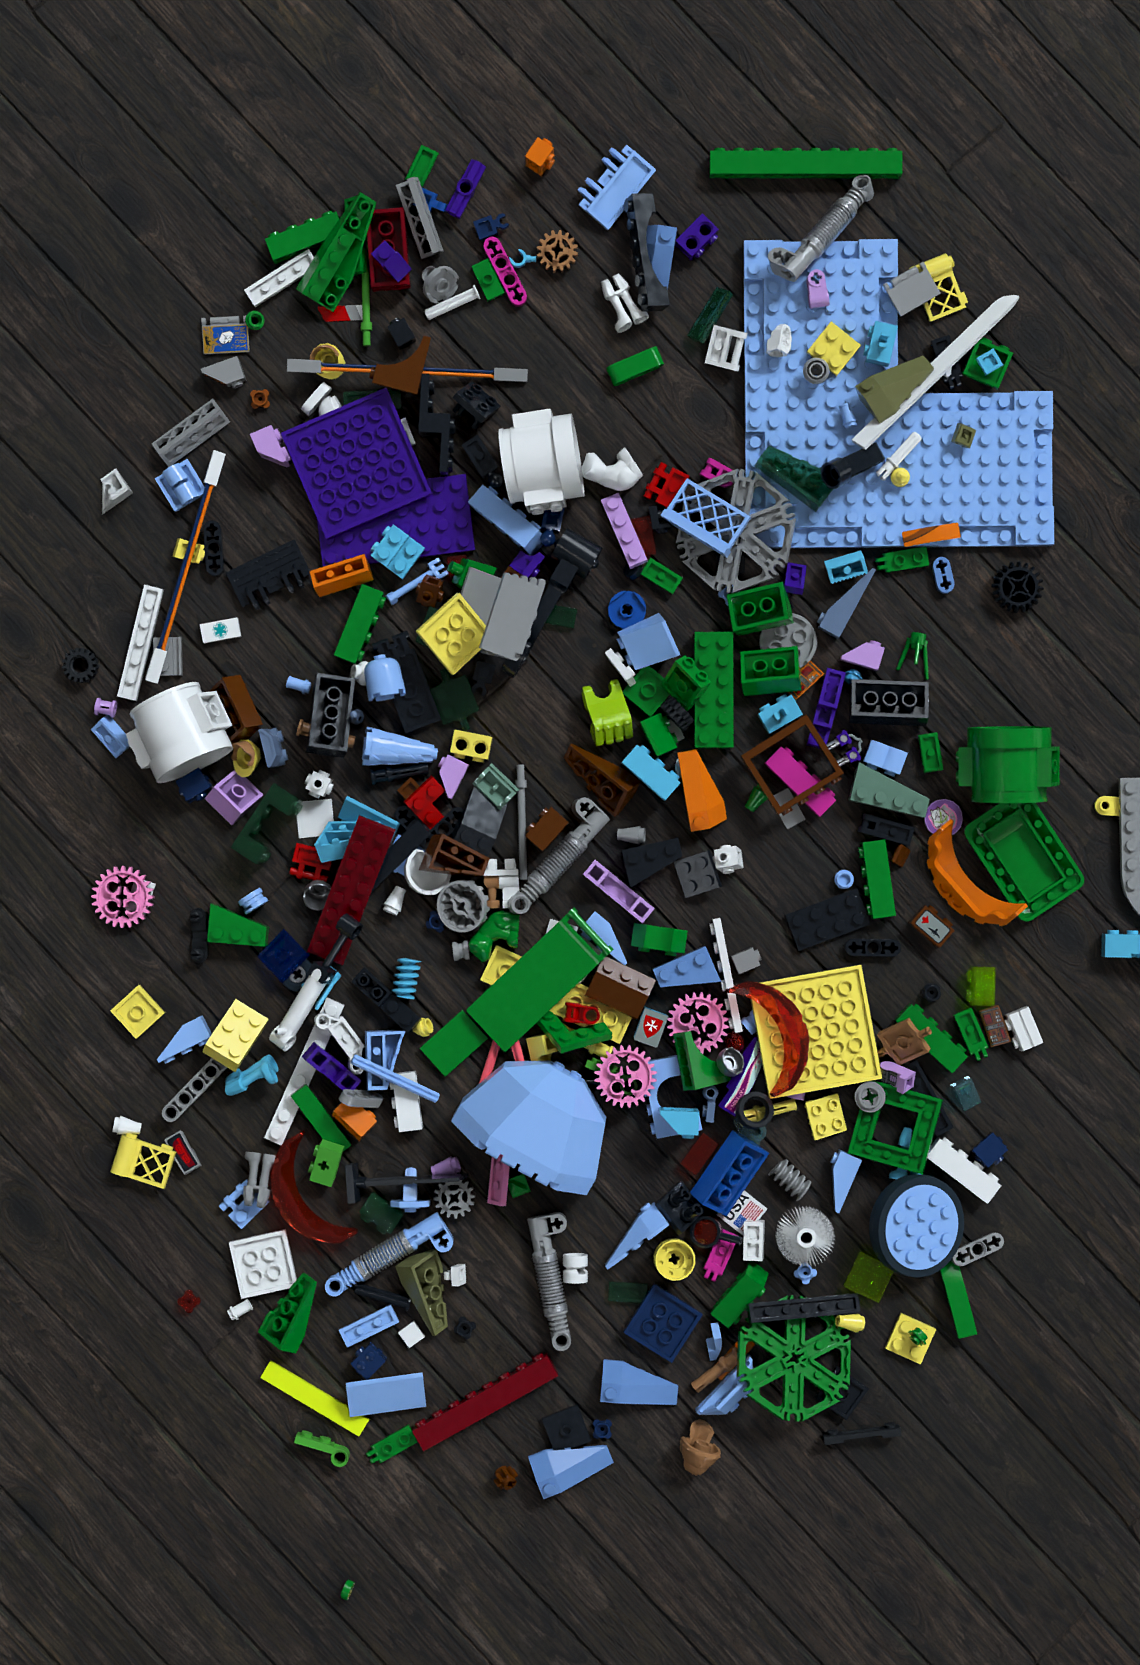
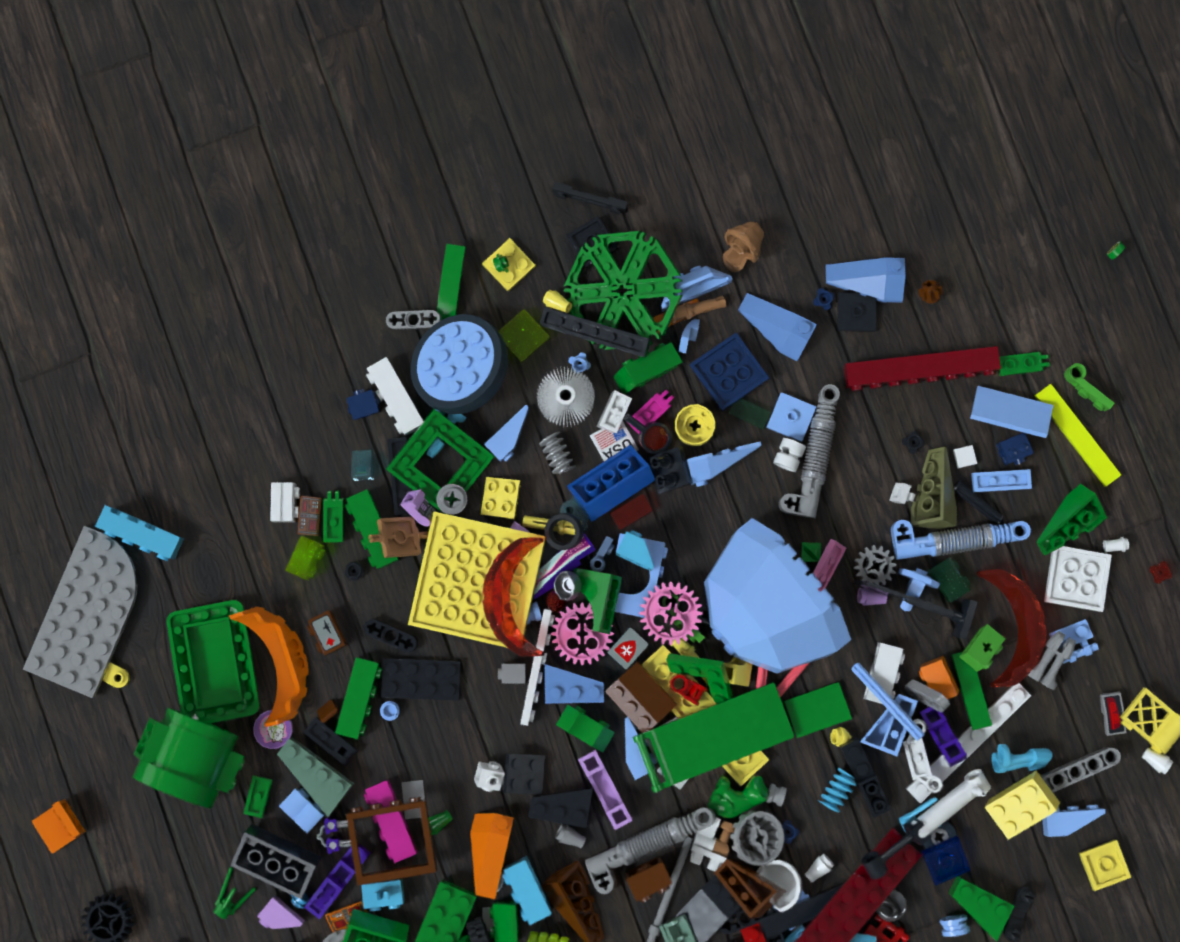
camera: 160 degrees left, 5 degrees down
(587, 1304) = (791, 417): none -> light blue plate
(1099, 650) = (58, 826): none -> orange bracket

